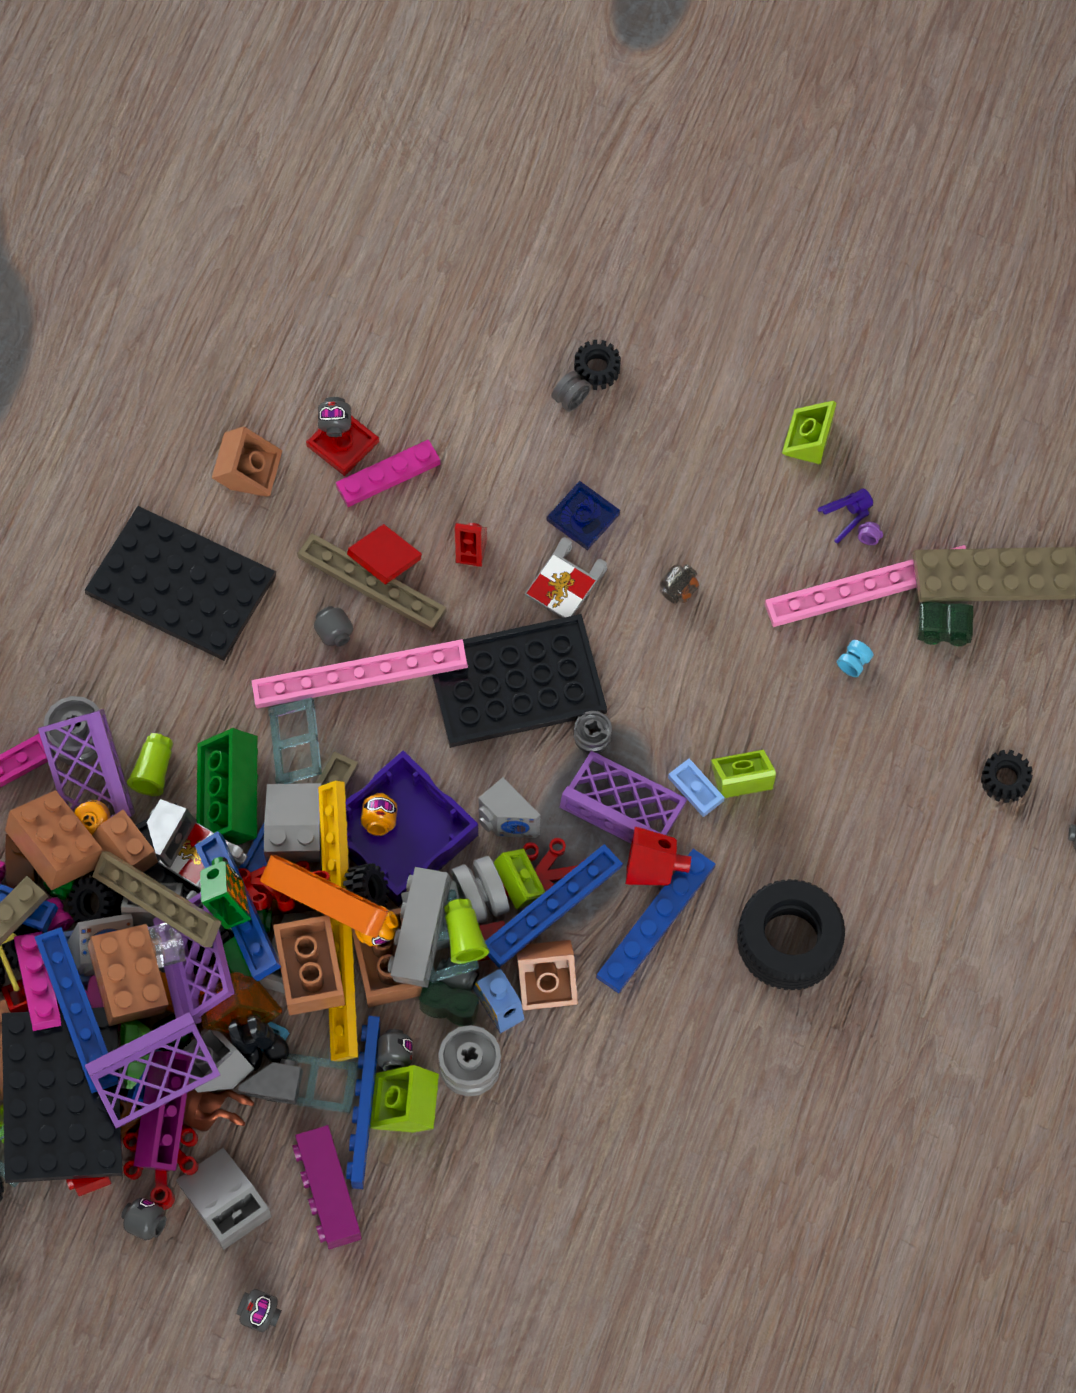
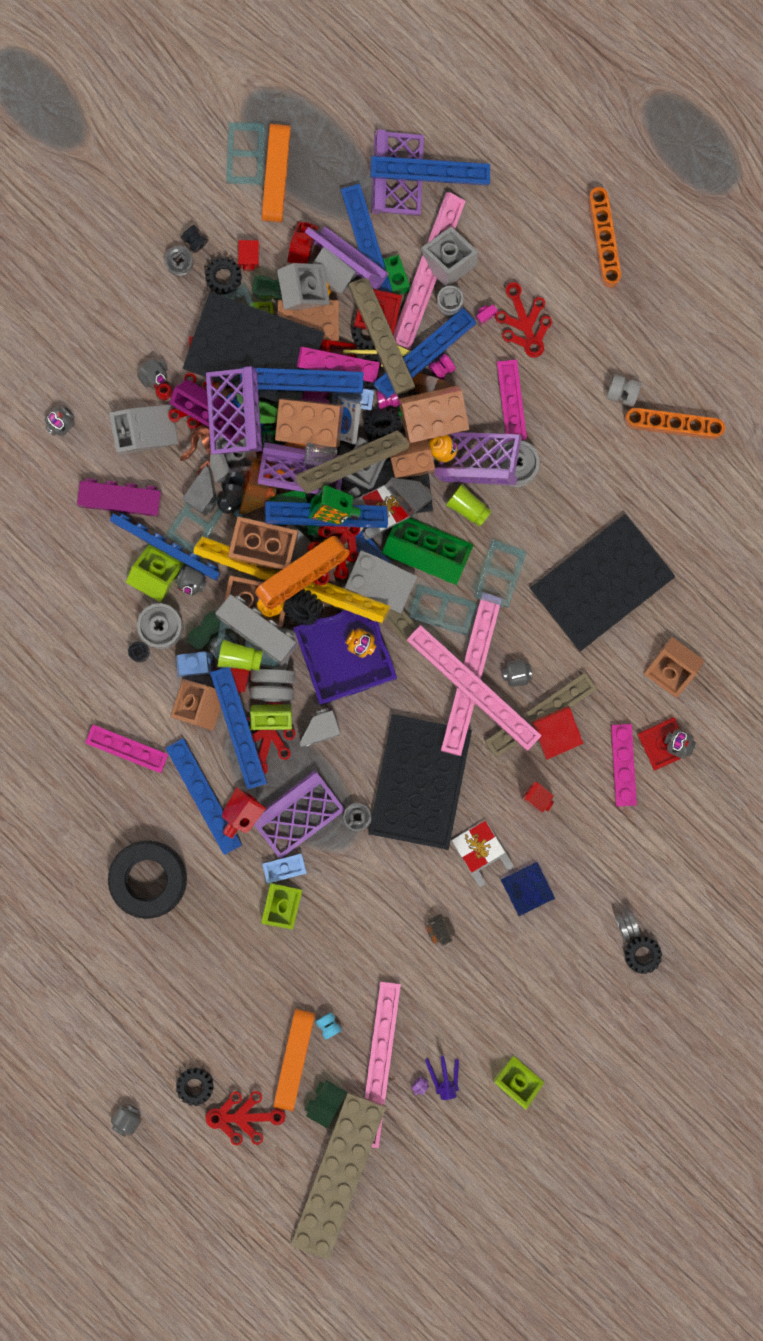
camera: 115 degrees right, 20 degrees up
(219, 678) = (487, 569): none -> clear light blue window
(374, 658) = (473, 688): none -> bright pink plate
(515, 1080) = (138, 655): none -> black wheel
(642, 1036) = (127, 749): none -> dark pink plate
(915, 679) = (294, 1060): none -> orange beam
(1012, 709) = (241, 1118): none -> red plant

